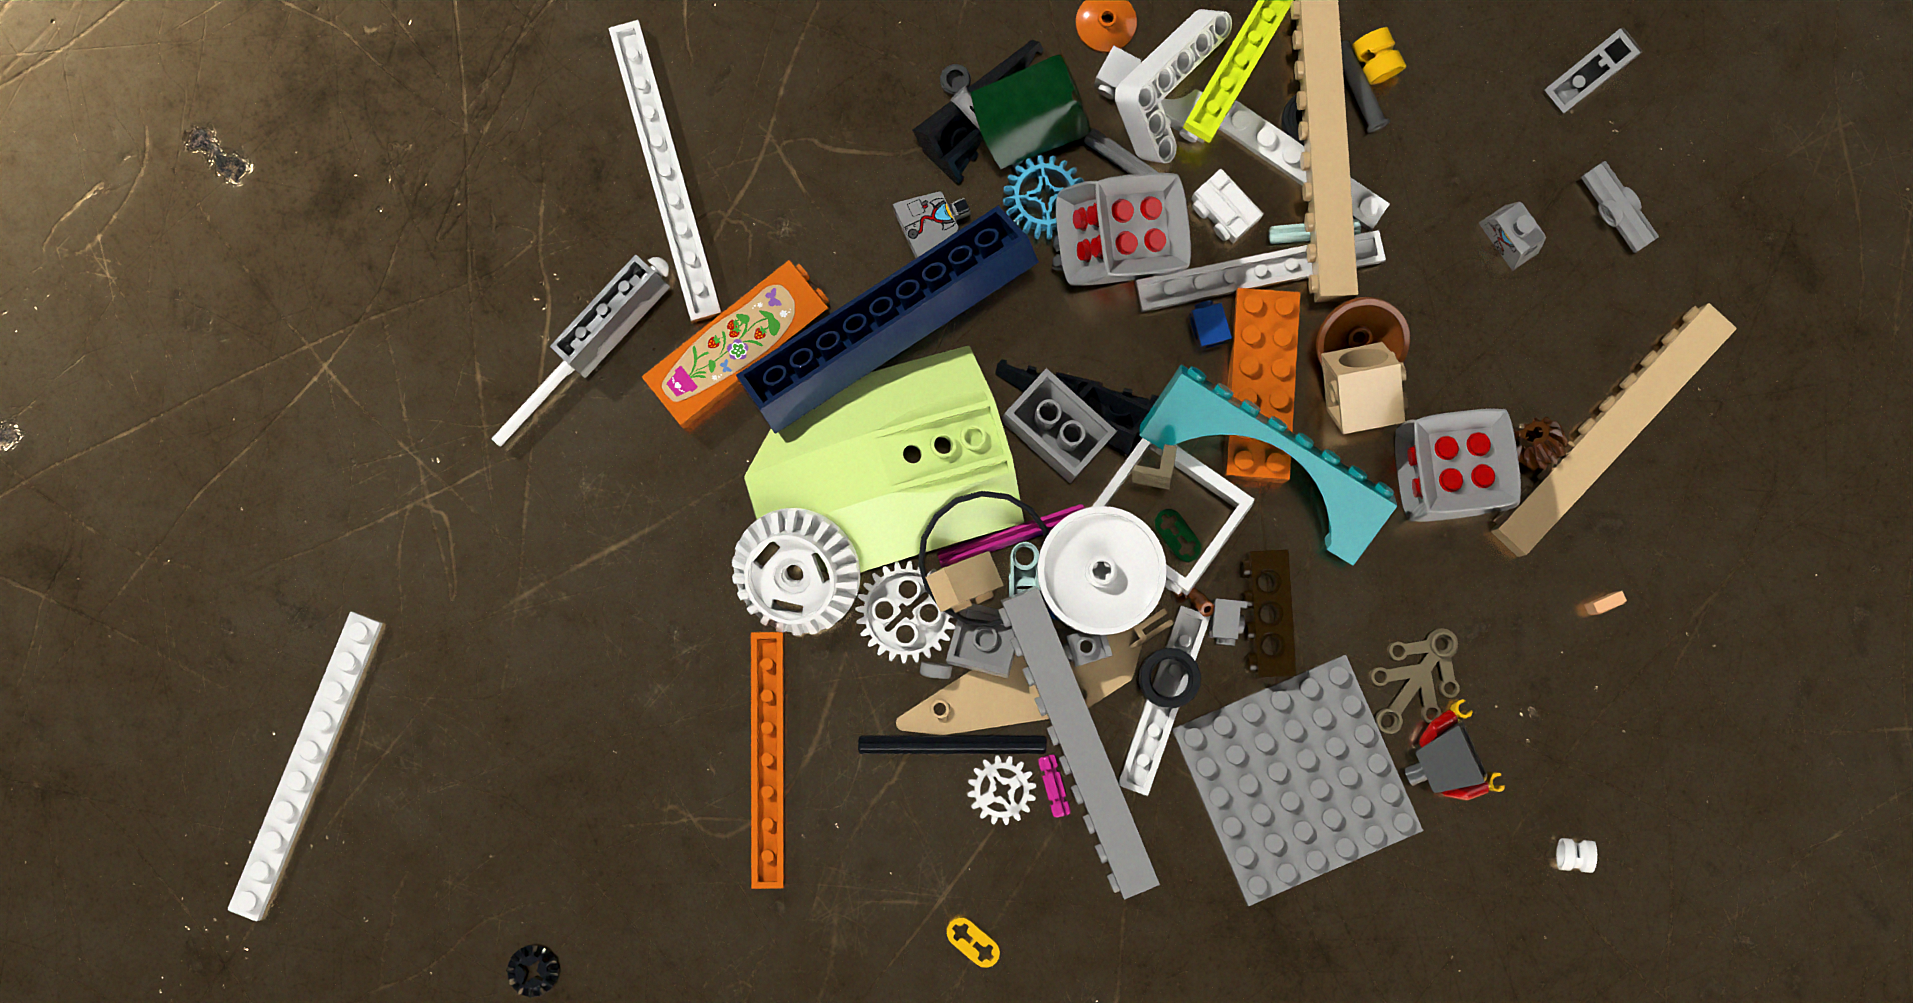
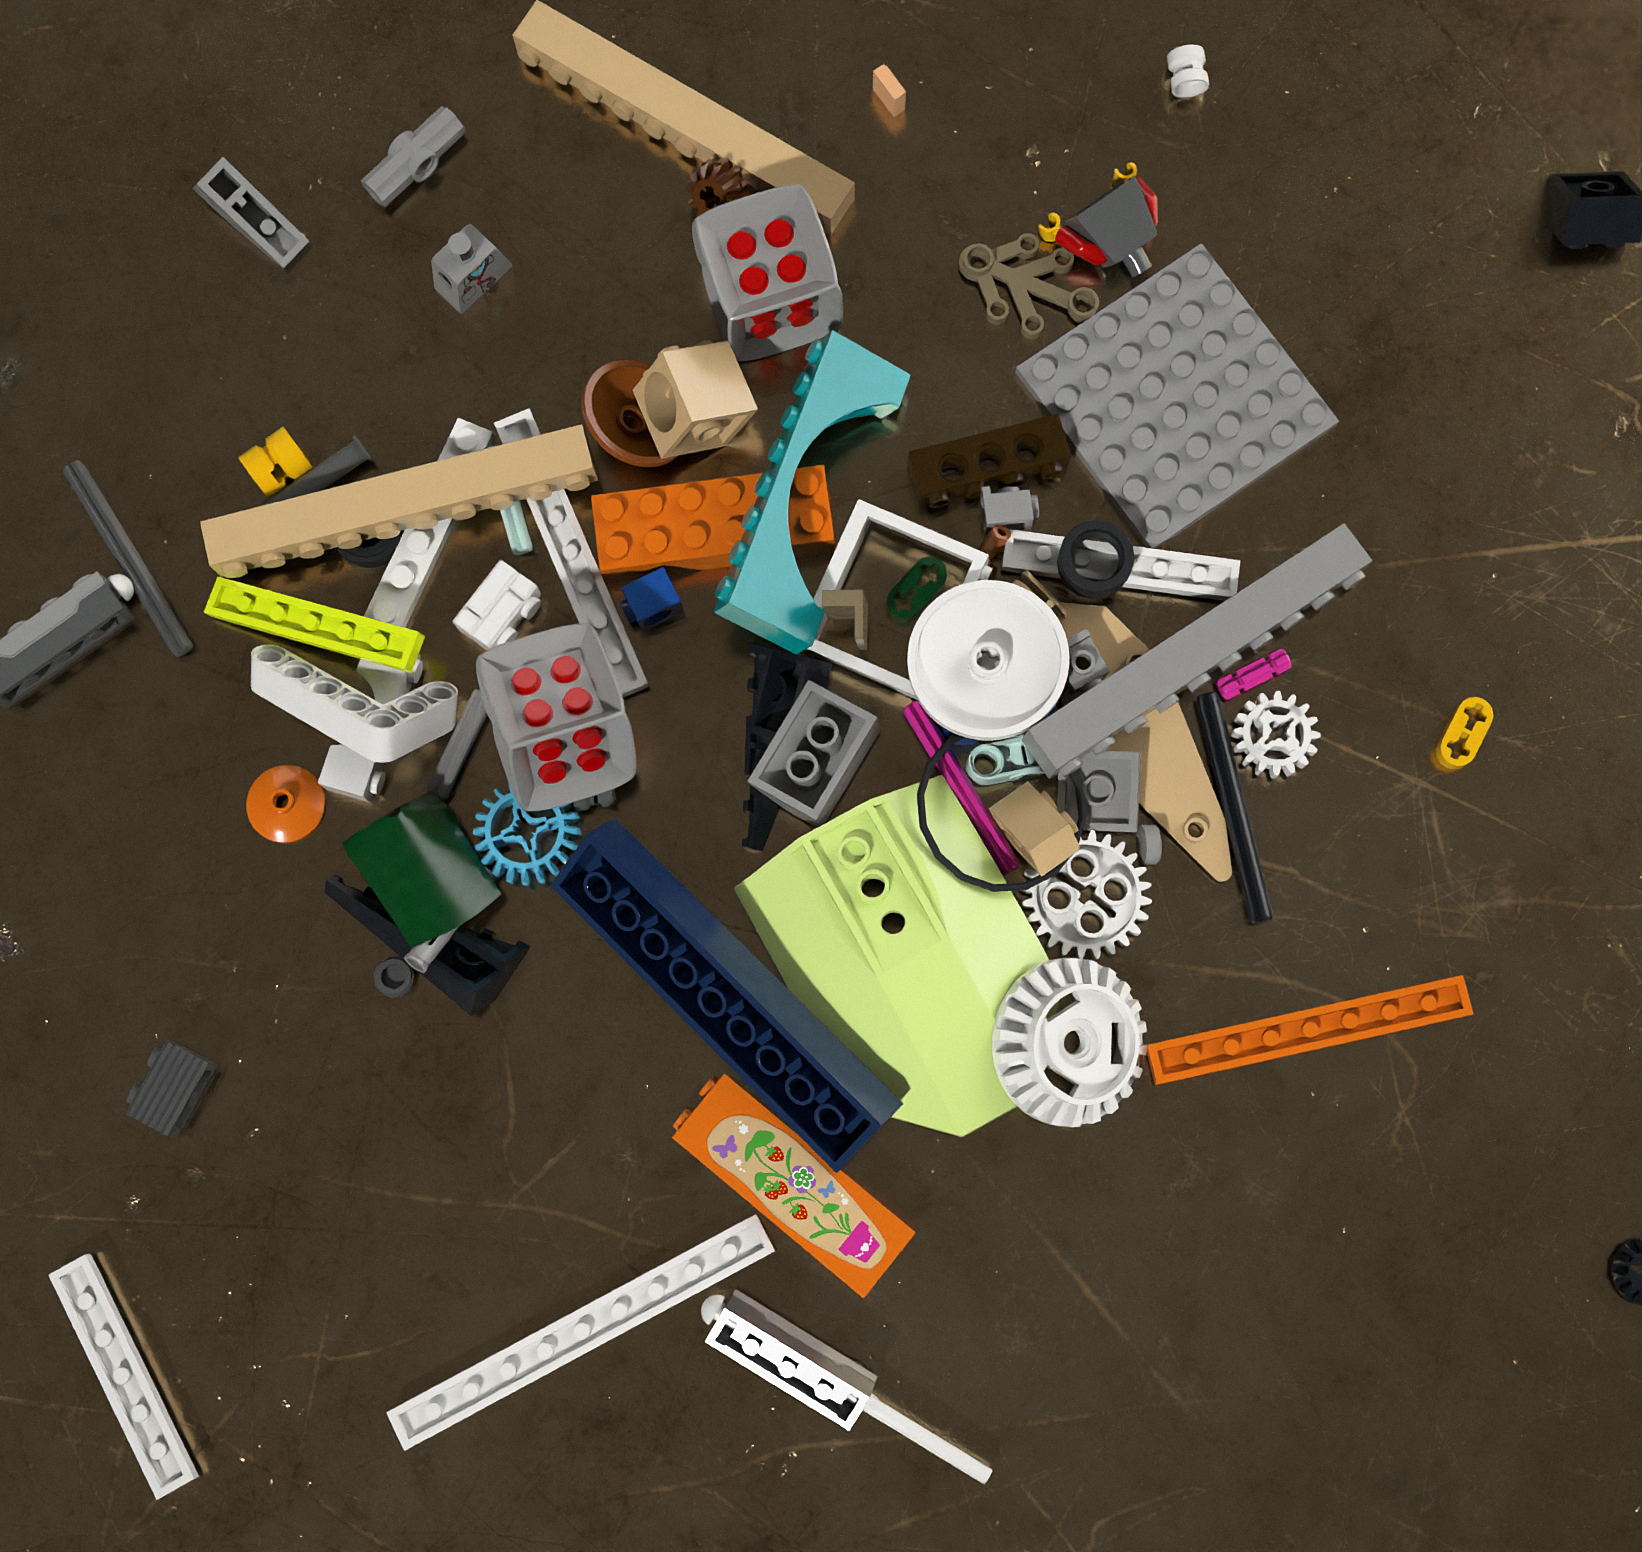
camera: 95 degrees left, 5 degrees down
(929, 220) = (586, 969): light grey torso -> none

